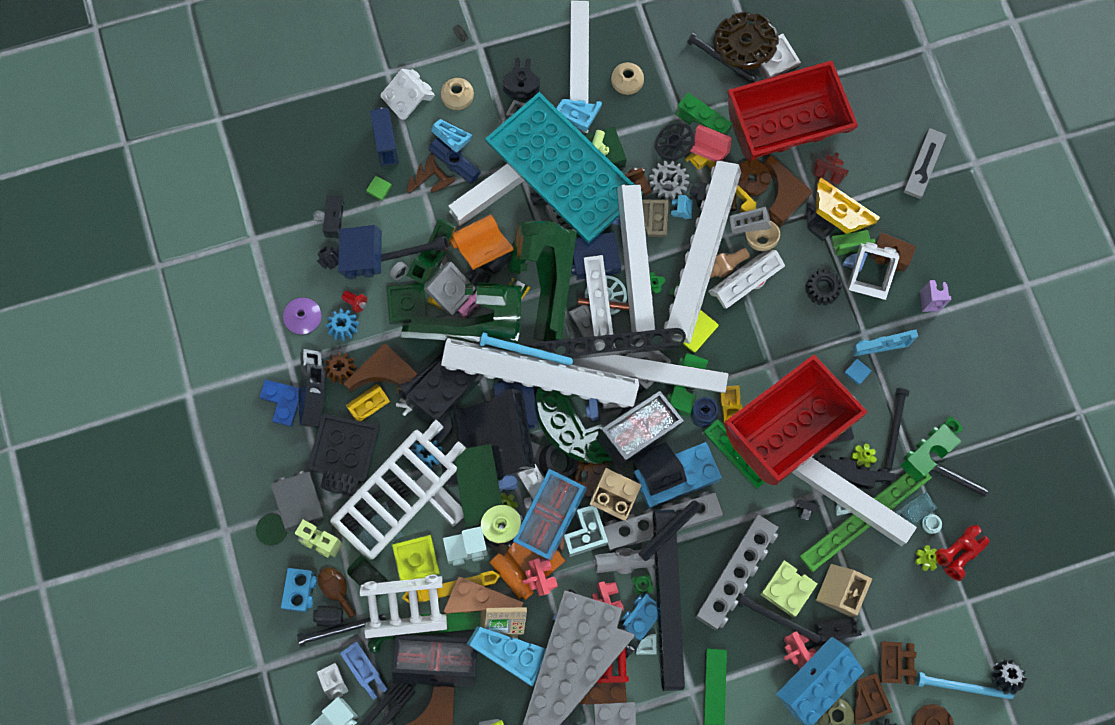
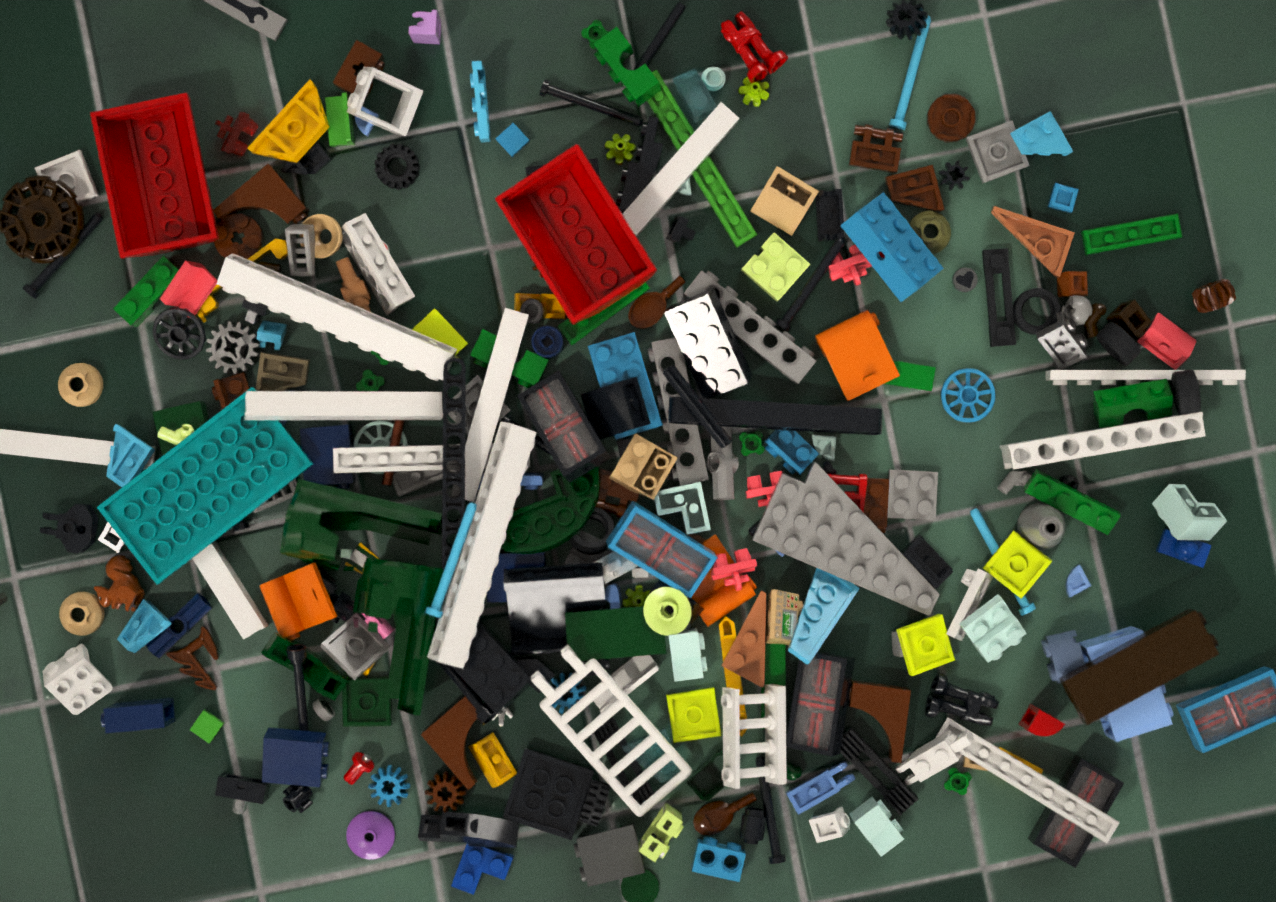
camera: 80 degrees left, 15 degrees up
(478, 121) = (125, 587): none -> dark orange animal
(720, 538) = (708, 344): none -> brick
(727, 399) = (535, 310): none -> dark grey tile
(729, 663) = (856, 351): none -> orange door
(743, 492) = (651, 306): none -> reddish brown piece

